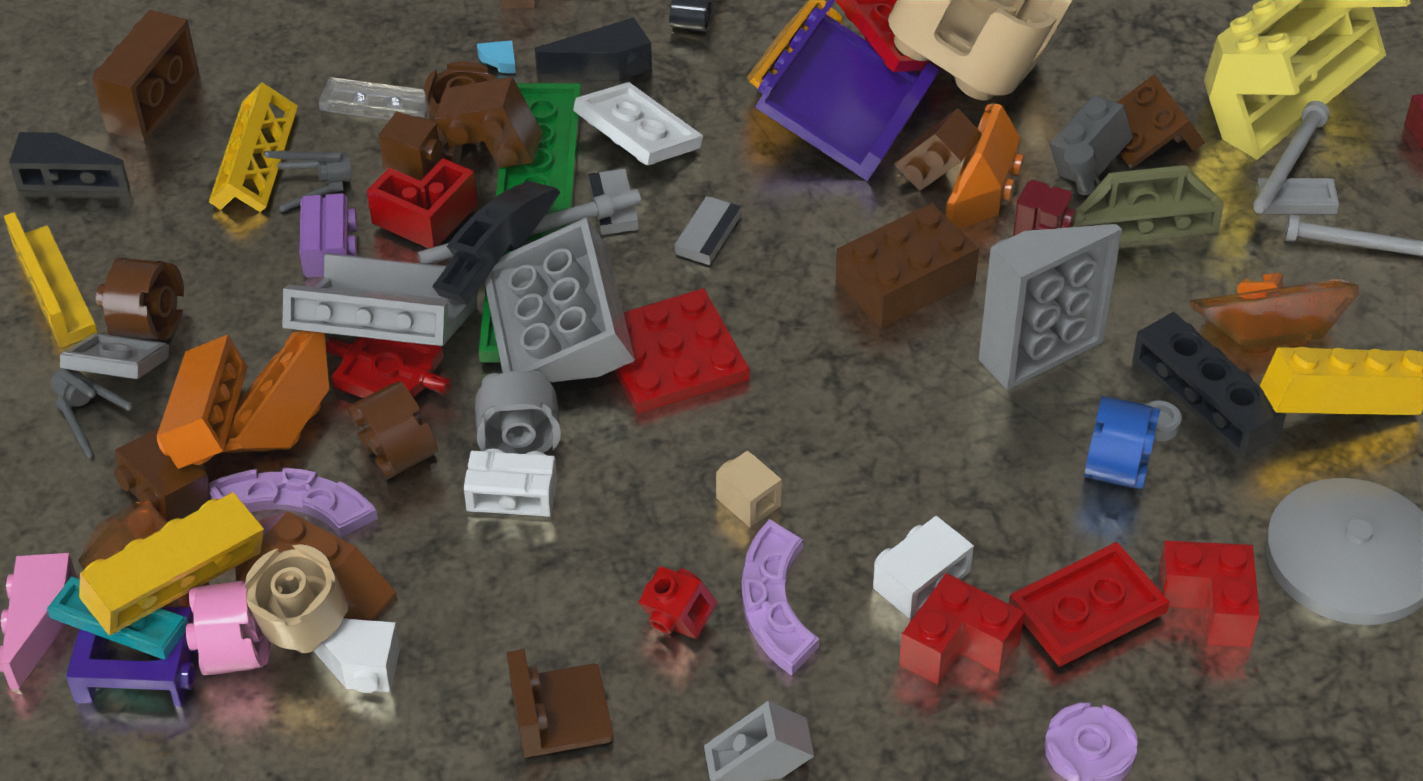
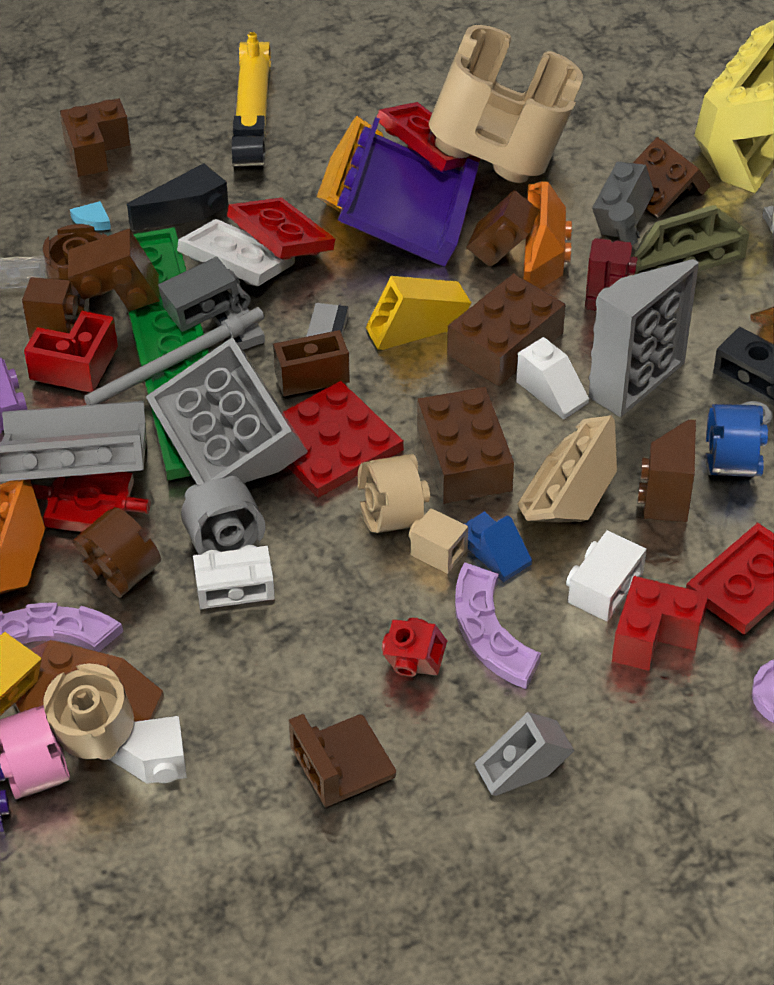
camera: 15 degrees left, 0 degrees up
(484, 238) = (147, 369): black slope -> none
(580, 161) = (202, 294): none -> dark grey hinge
(674, 262) = (311, 362): none -> reddish brown brick
(695, 105) = (281, 228): none -> red plate
(711, 424) = (392, 493): none -> tan brick
(811, 223) = (415, 310): none -> yellow slope
(813, 507) = (498, 545): none -> blue slope
(814, 387) = (465, 445): none -> reddish brown brick
(924, 446) = (573, 474): none -> tan wedge
(938, 330) = (551, 378): none -> white slope
(1030, 465) = (669, 475): none -> reddish brown slope

